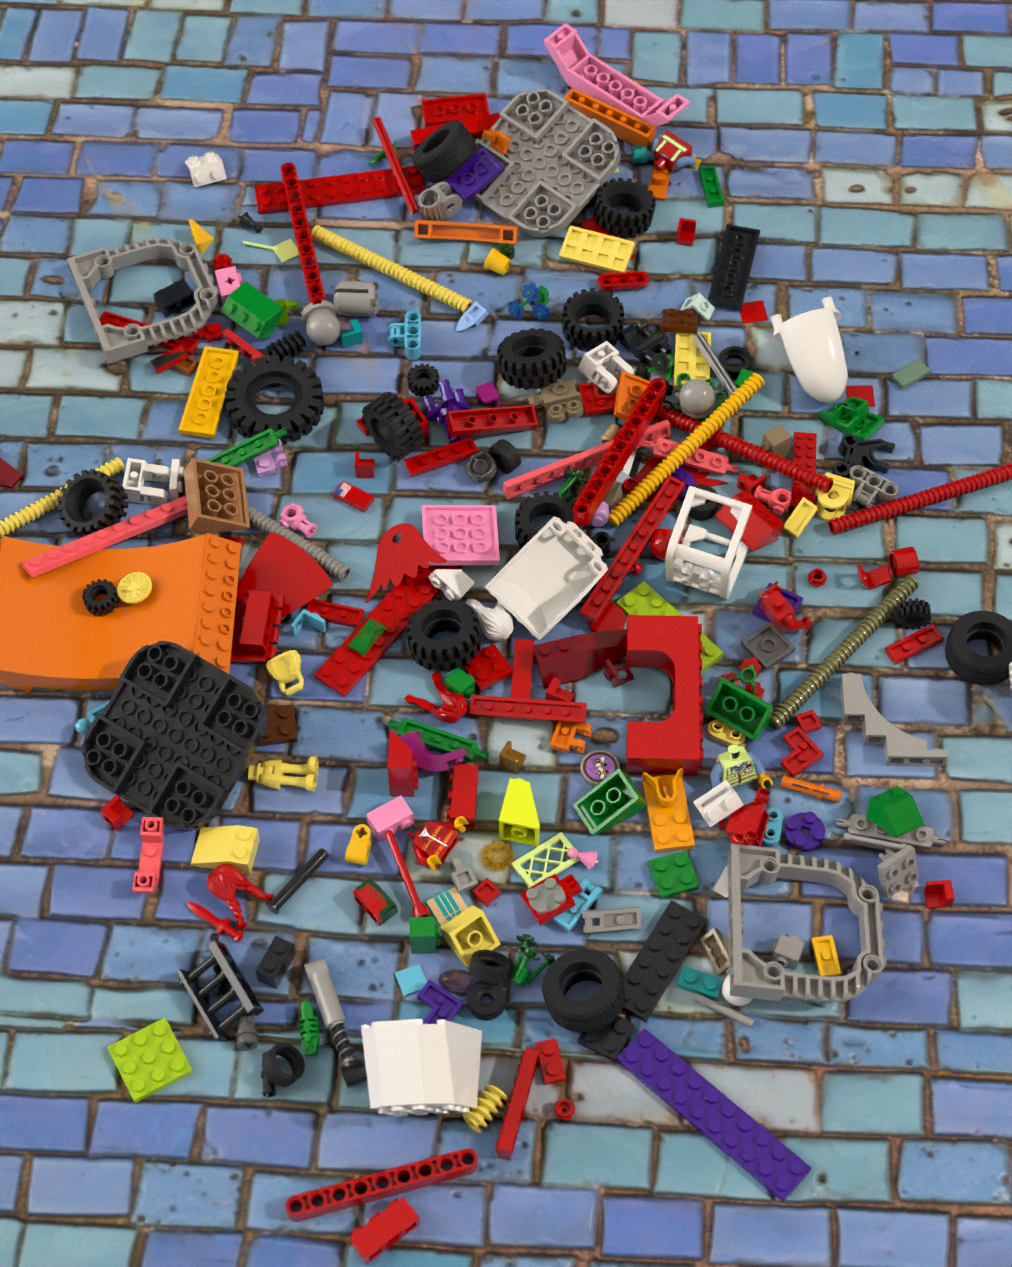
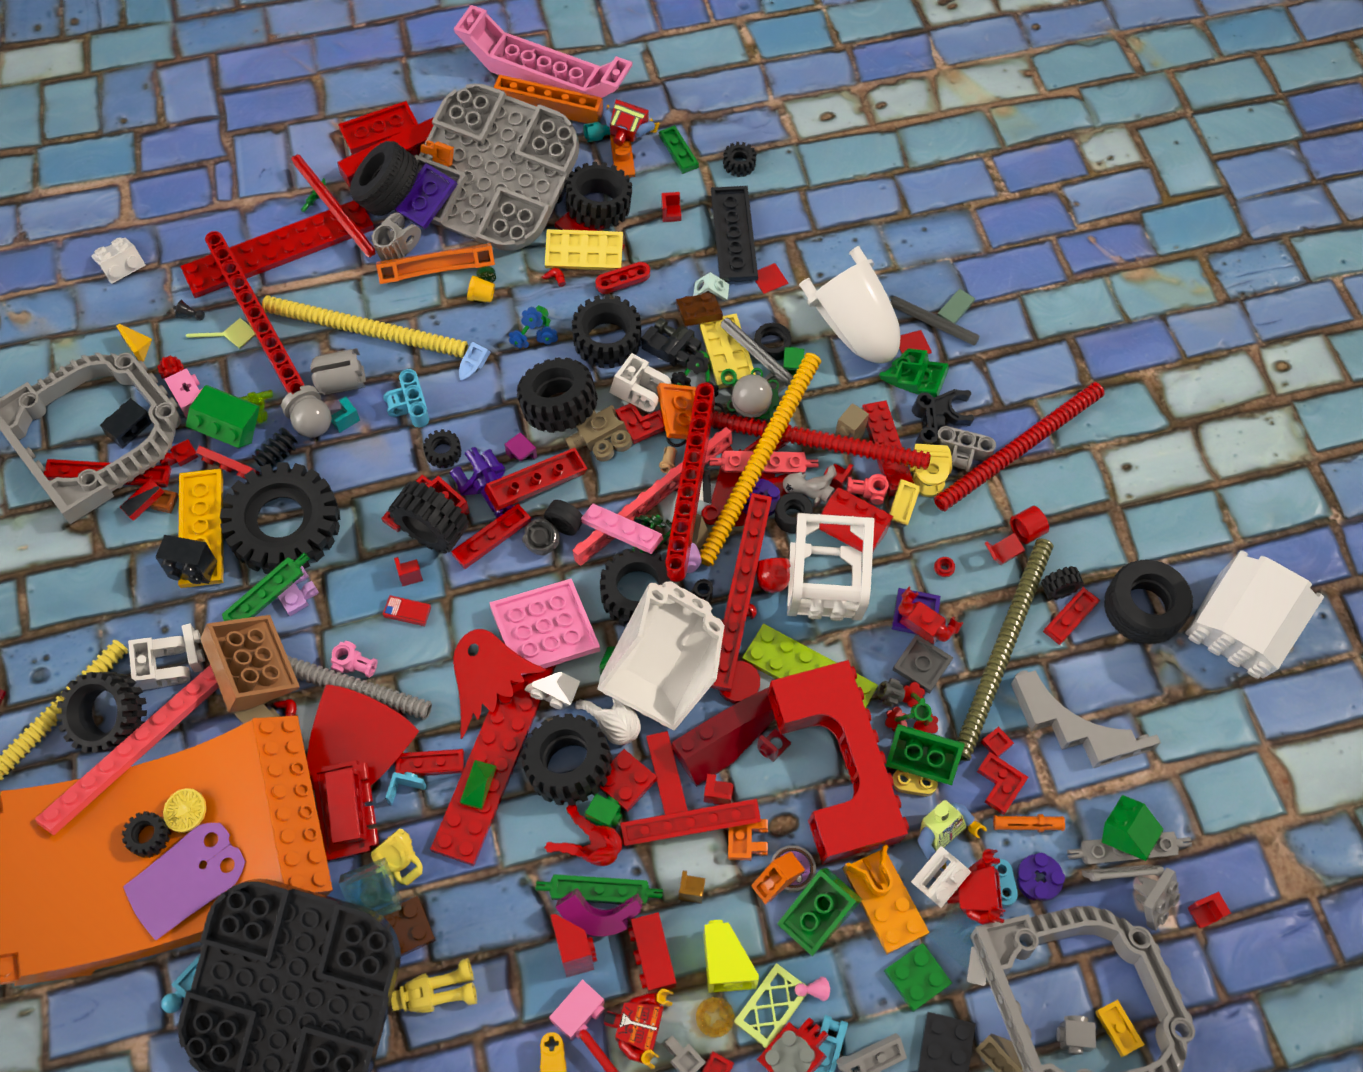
camera: 20 degrees left, 5 degrees up
(113, 636) = (177, 886): none -> medium lavender piece
(190, 409) = (186, 559): none -> black brick
(264, 682) = (372, 887): none -> clear light blue brick
(549, 475) = (622, 528): none -> bright pink plate
(568, 266) = (558, 274): none -> red animal
(584, 766) = (777, 877): none -> orange arch
(725, 486) = (815, 488): none -> light grey animal
(731, 659) = (891, 692): none -> dark grey gear
(762, 213) = (739, 167): none -> black tyre
(887, 380) = (934, 320): none -> dark grey axle

